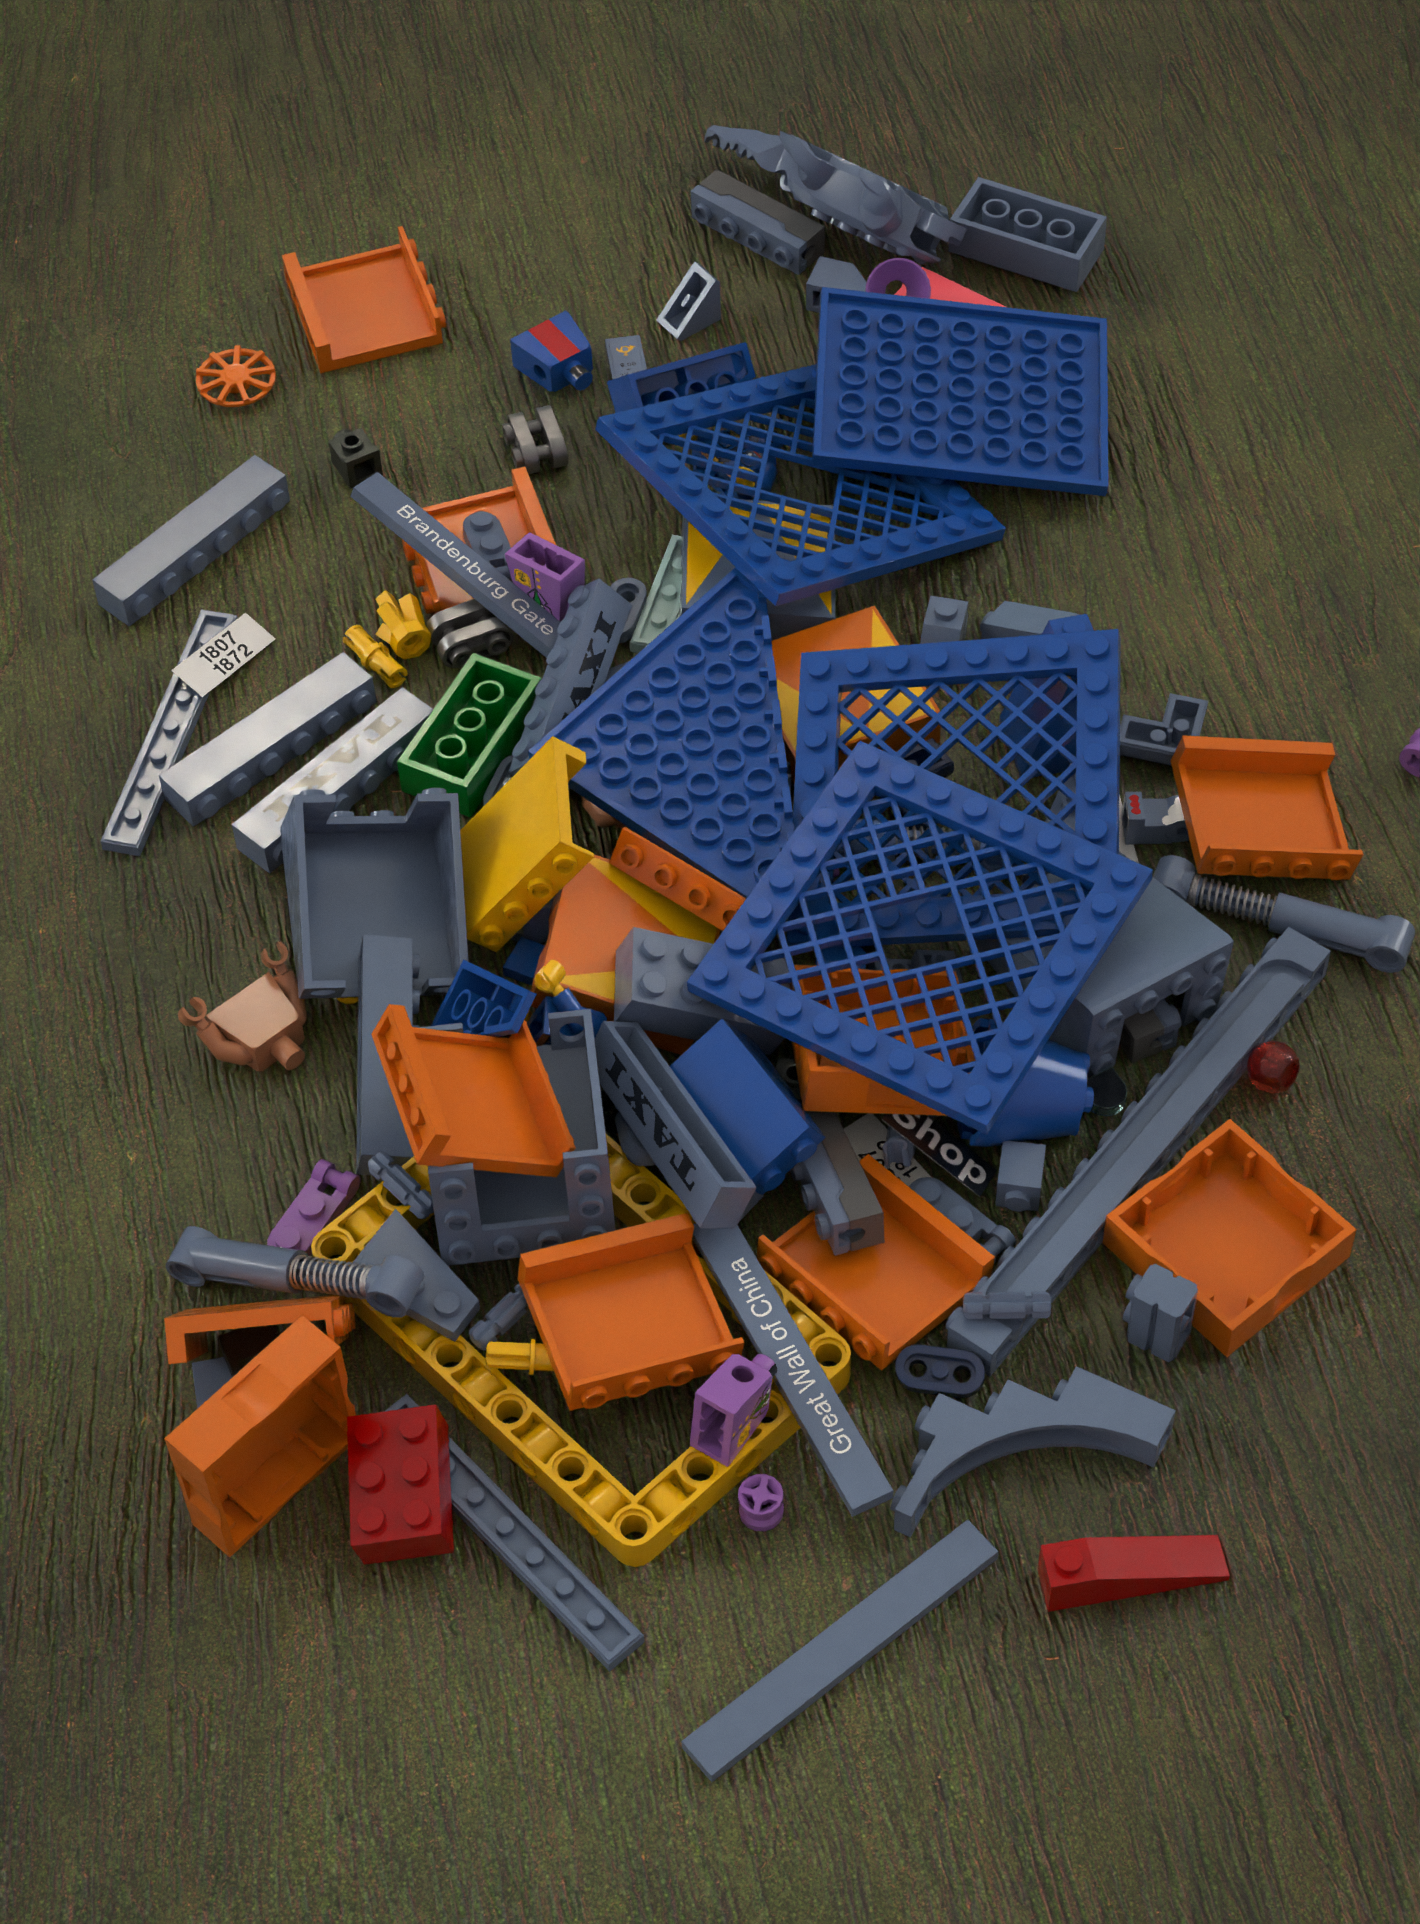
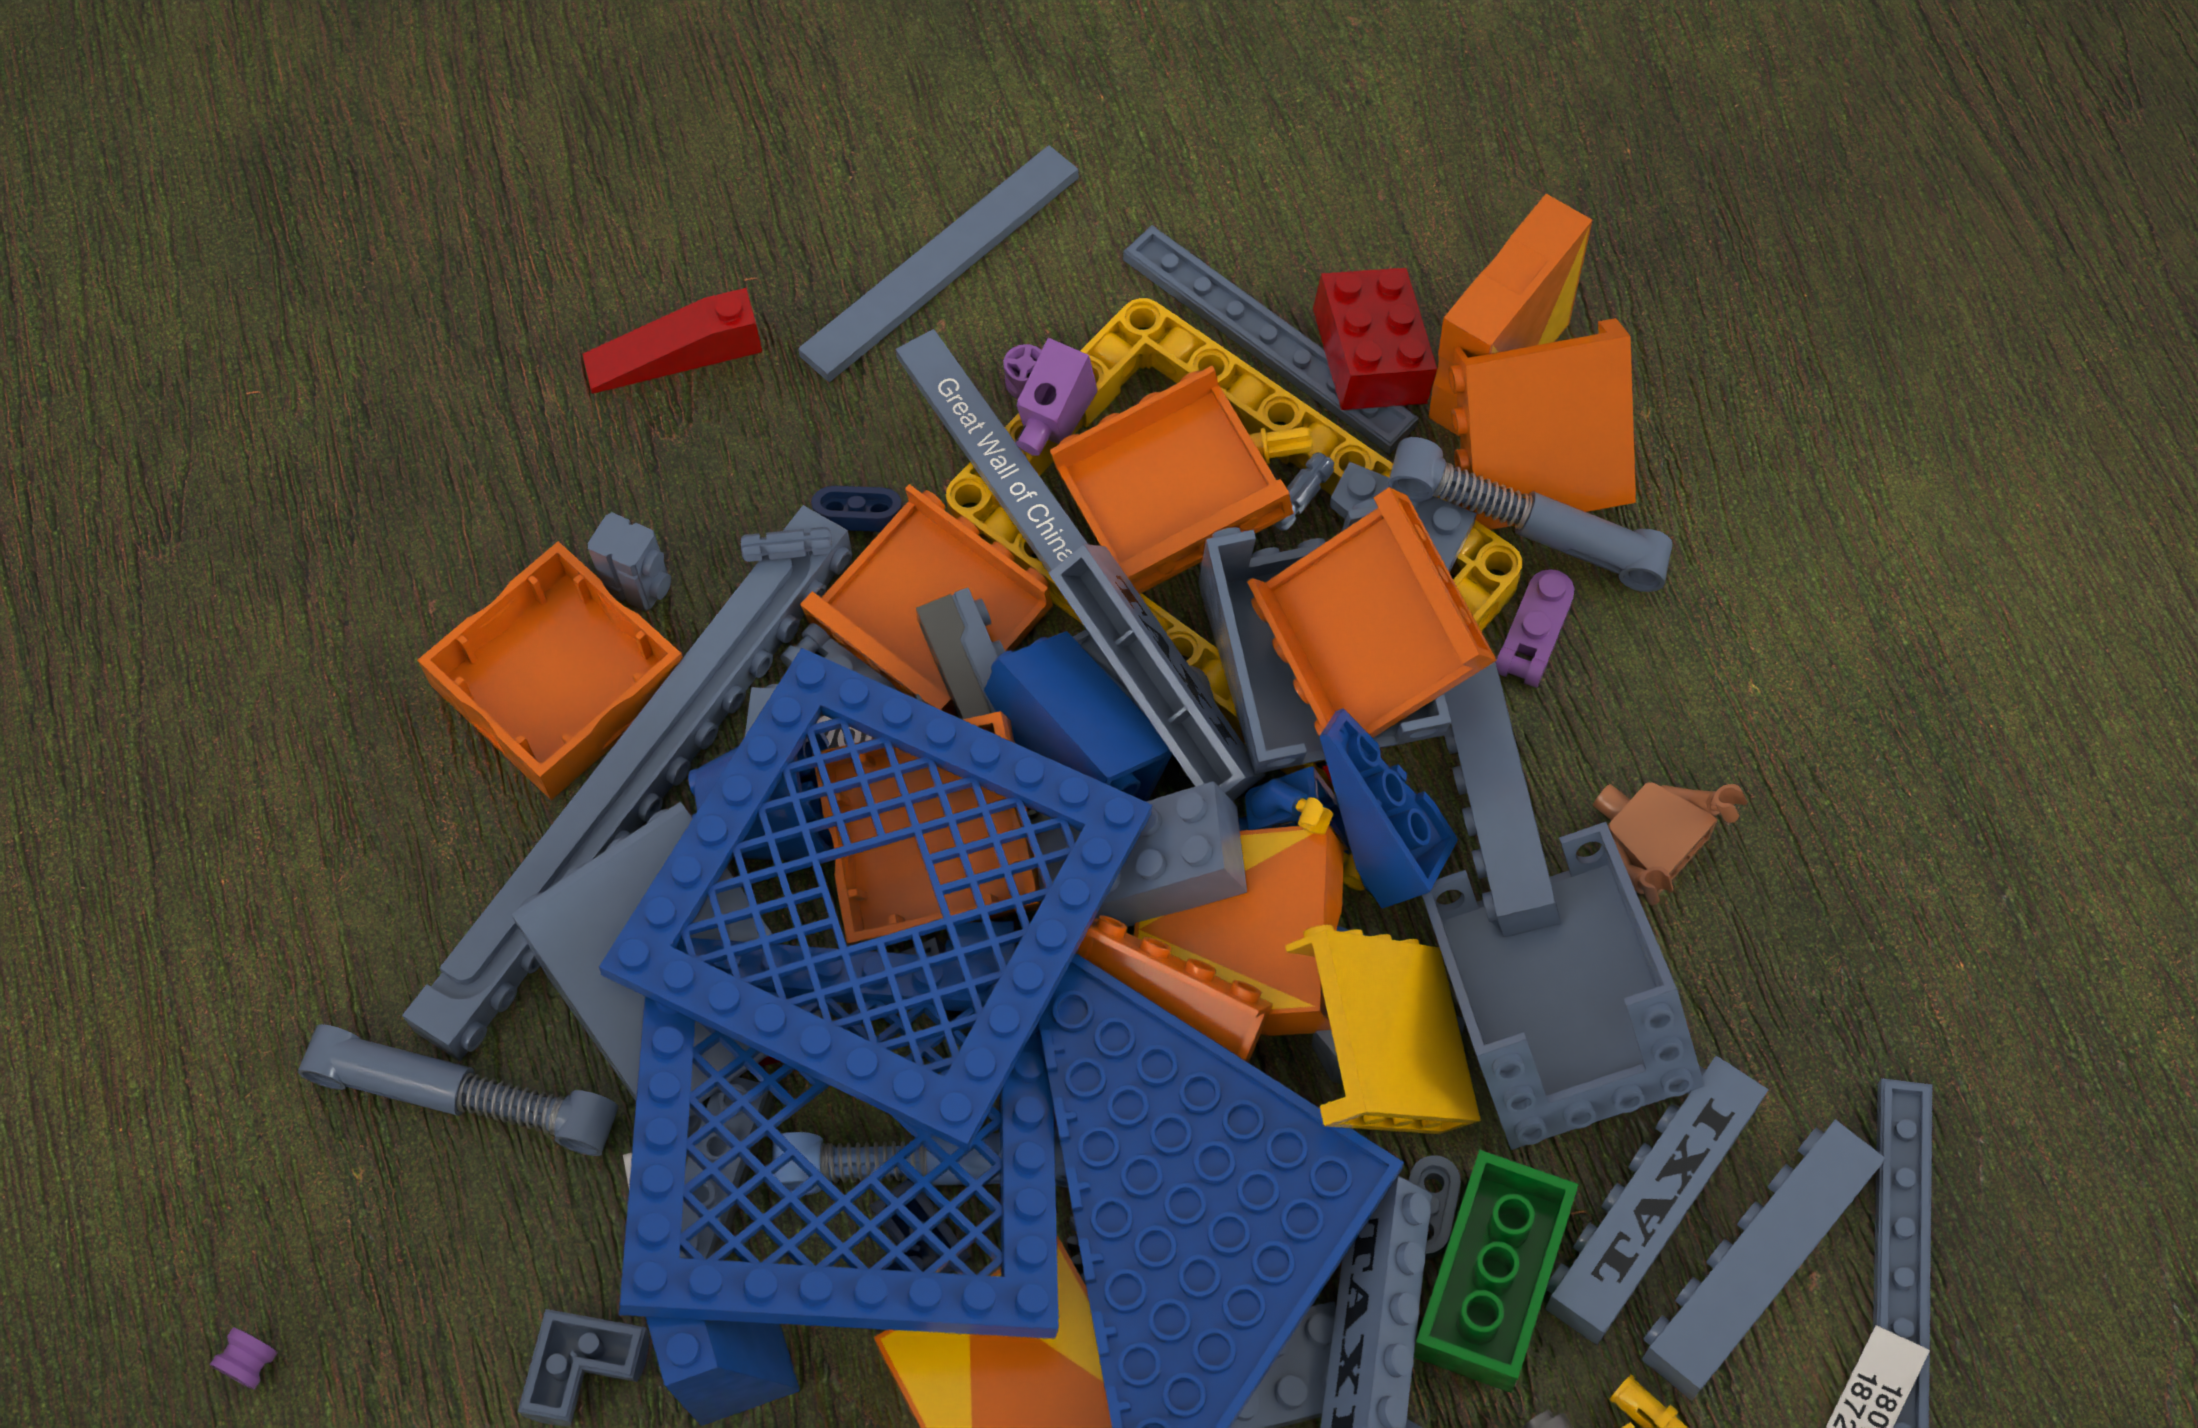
camera: 175 degrees right, 10 degrees up
(1081, 1414) = (715, 476): sand blue arch -> none
(1152, 820) = (587, 1224): sand blue leg -> none
(1261, 808) = (462, 1226): orange panel -> none
(1273, 1067) = (485, 874): clear red piece -> none

